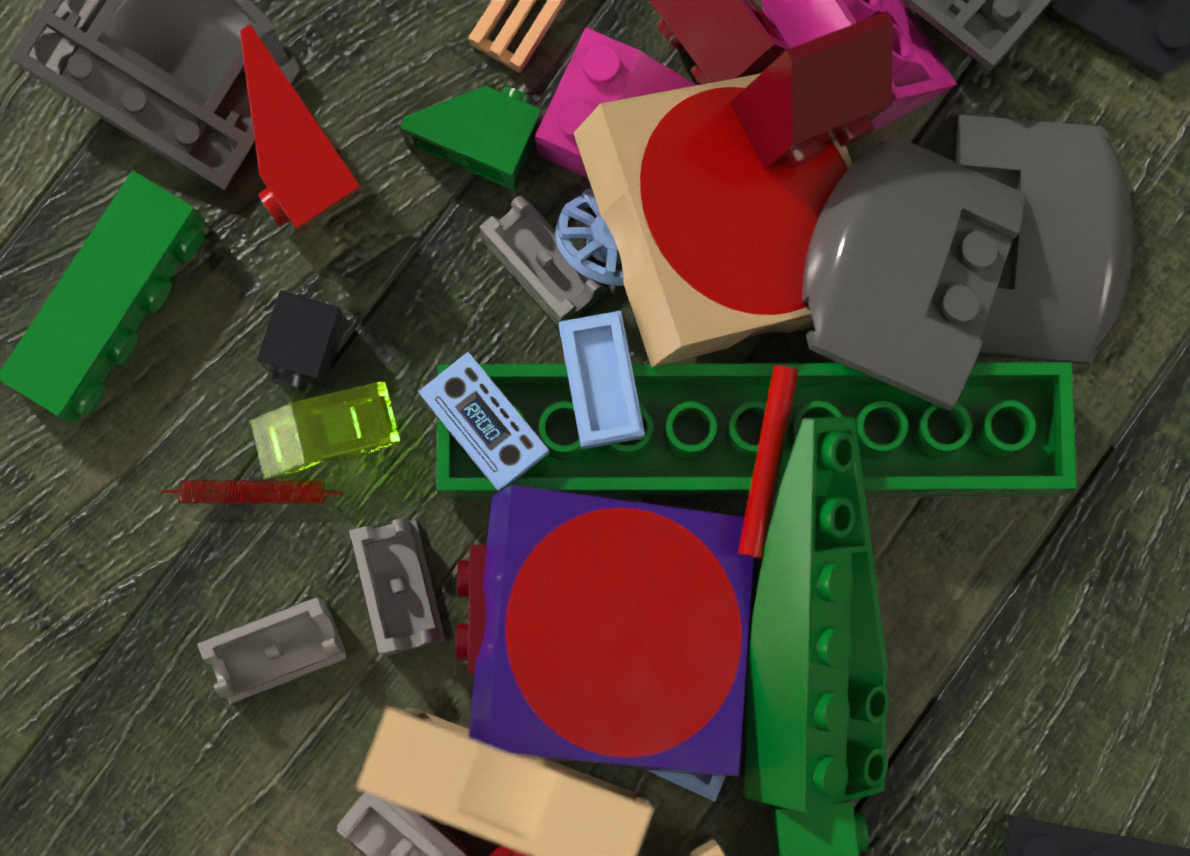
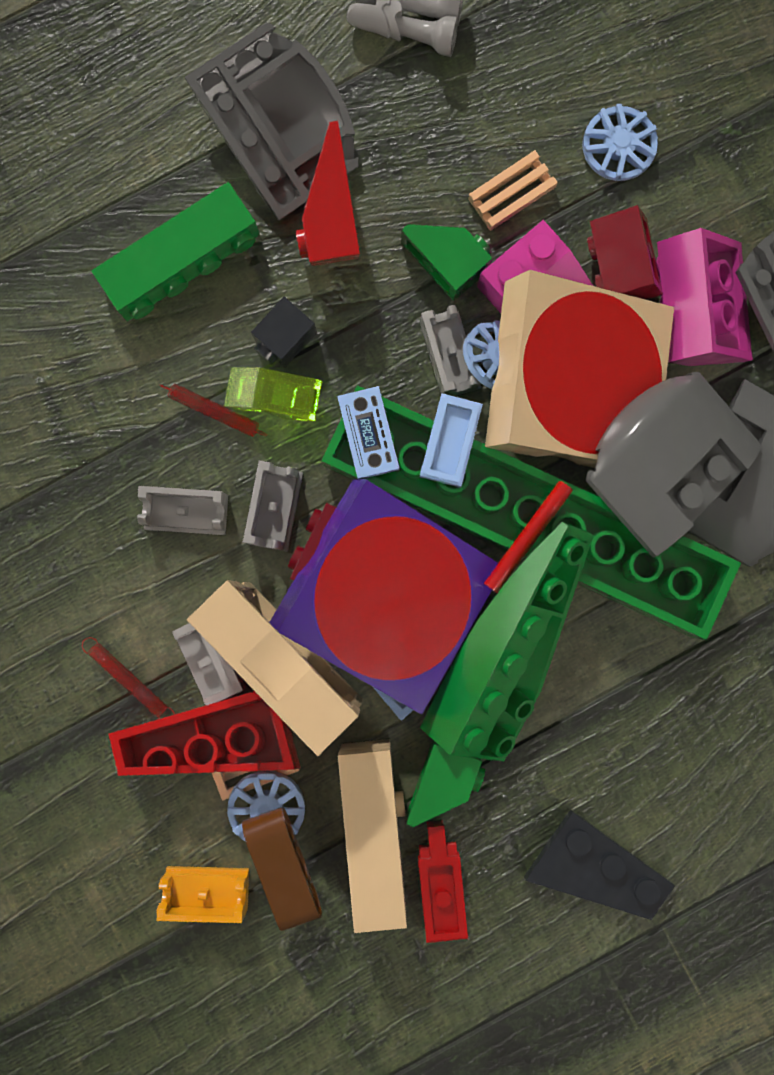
camera: 25 degrees right, 5 degrees up
(819, 93) = (668, 325): dark red slope -> none

